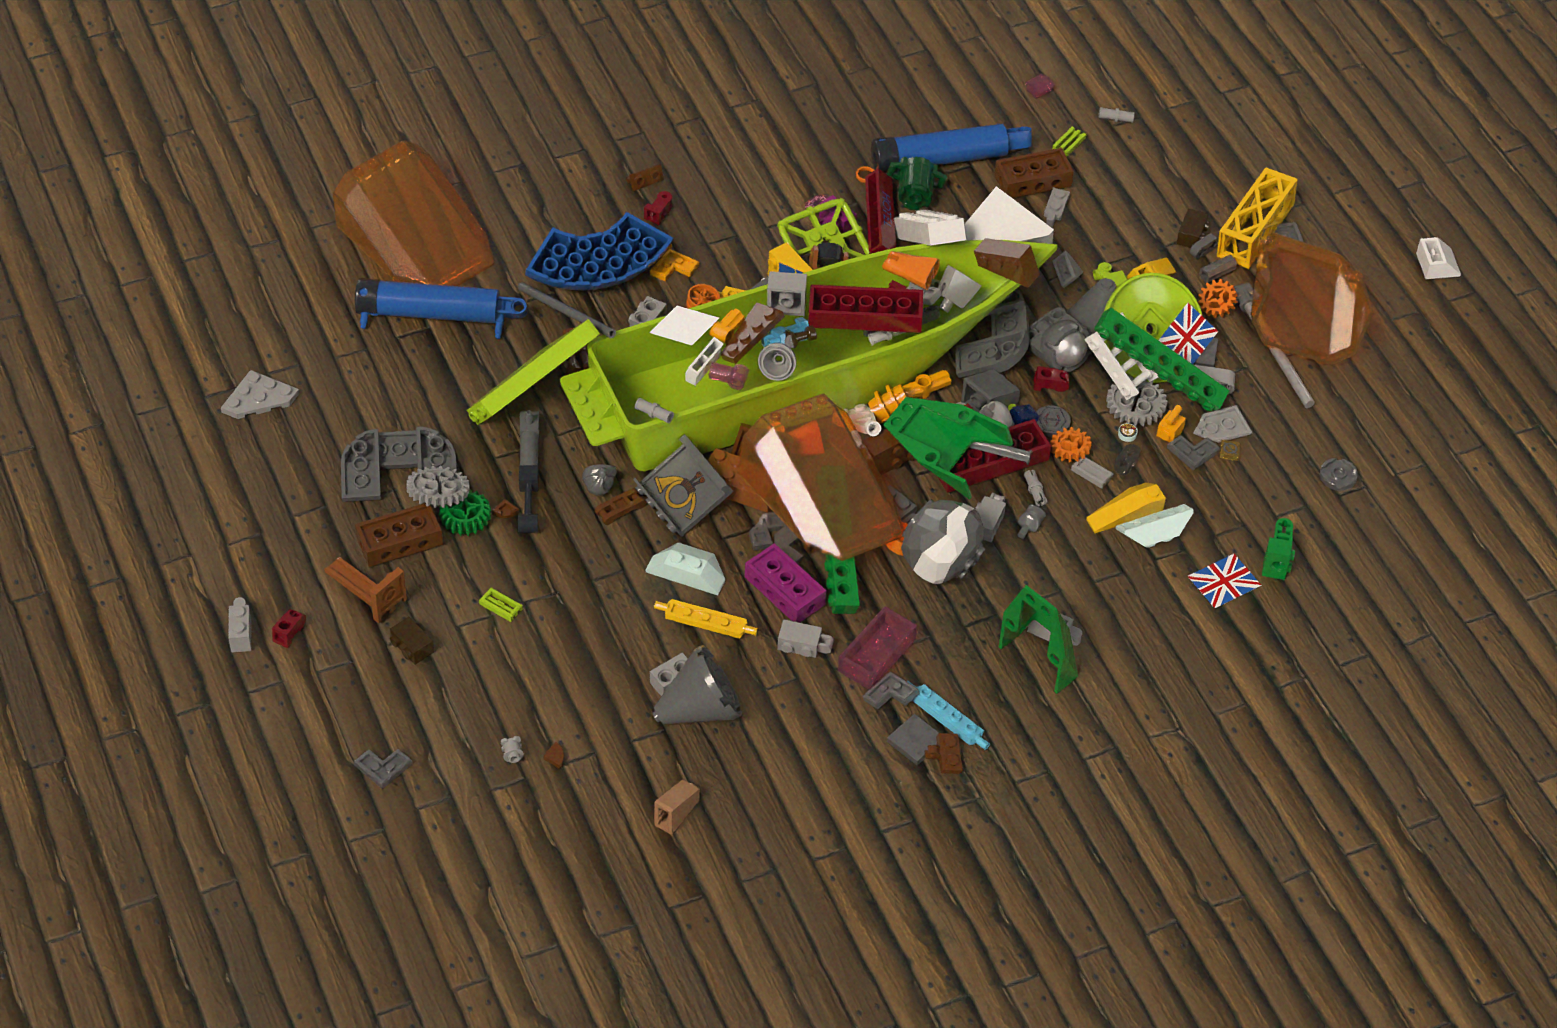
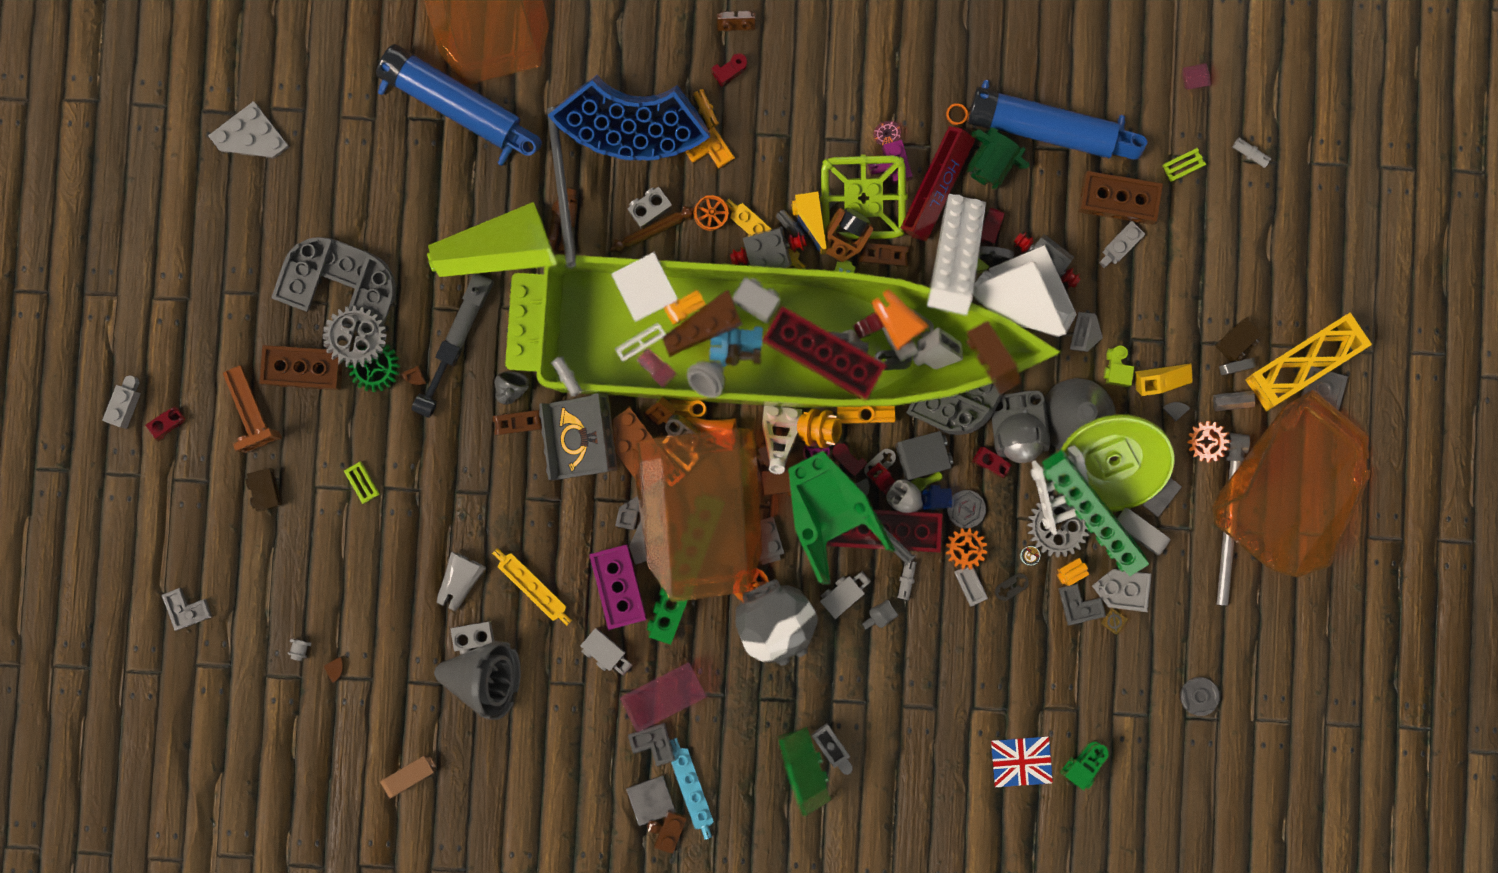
camera: 30 degrees right, 35 degrees up
(635, 636) = (459, 580): none -> light grey piece
(688, 567) = (545, 521): light aqua wedge -> none
(1128, 506) = (984, 640): yellow wedge -> none
(1157, 526) = (988, 678): light aqua wedge -> none
(1188, 334) = (1146, 482): sticker -> none
(1436, 259) = (1457, 493): white slope -> none

